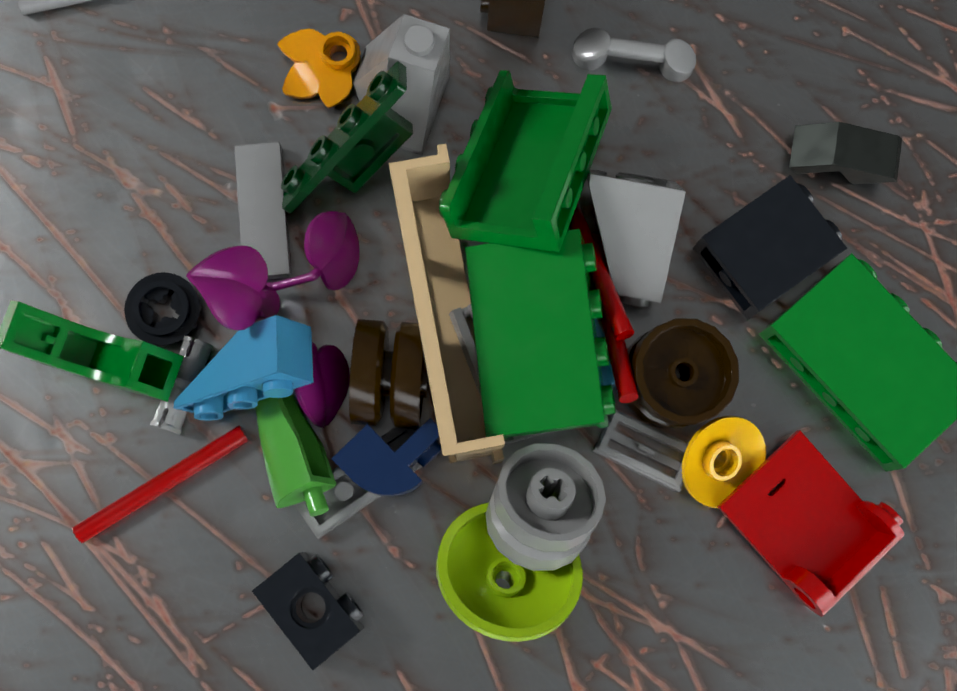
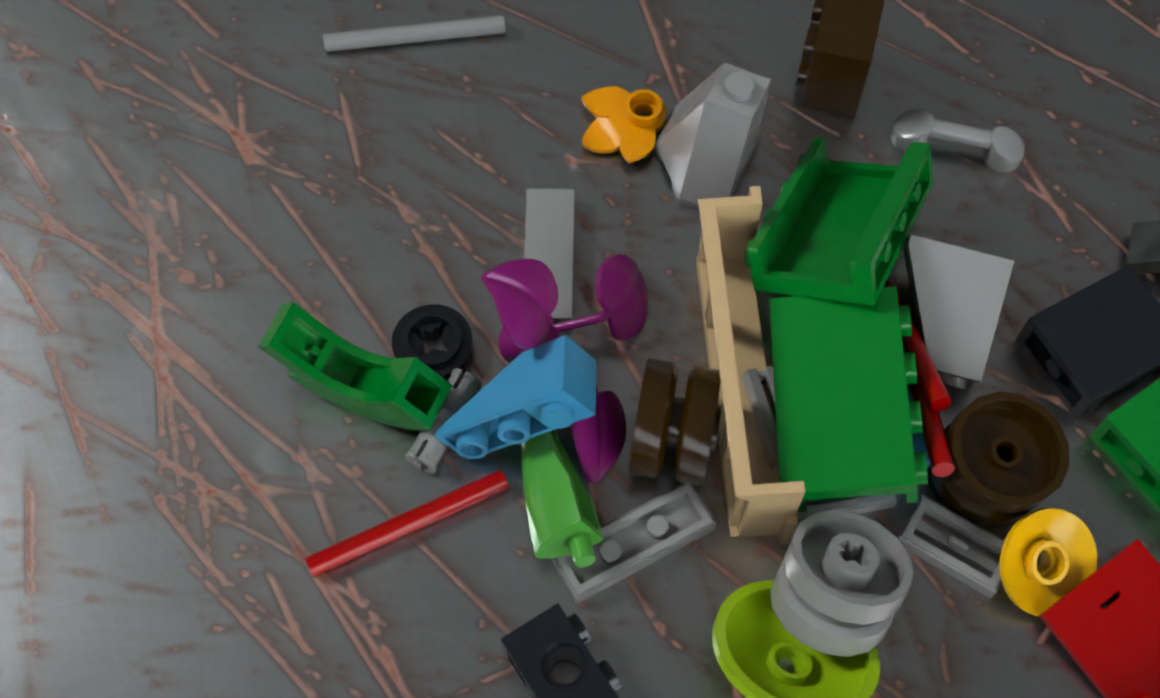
camera: 15 degrees right, 15 degrees down
(358, 145) = (661, 191): dark green bracket -> none
(380, 469) = (661, 526): dark blue brick -> none

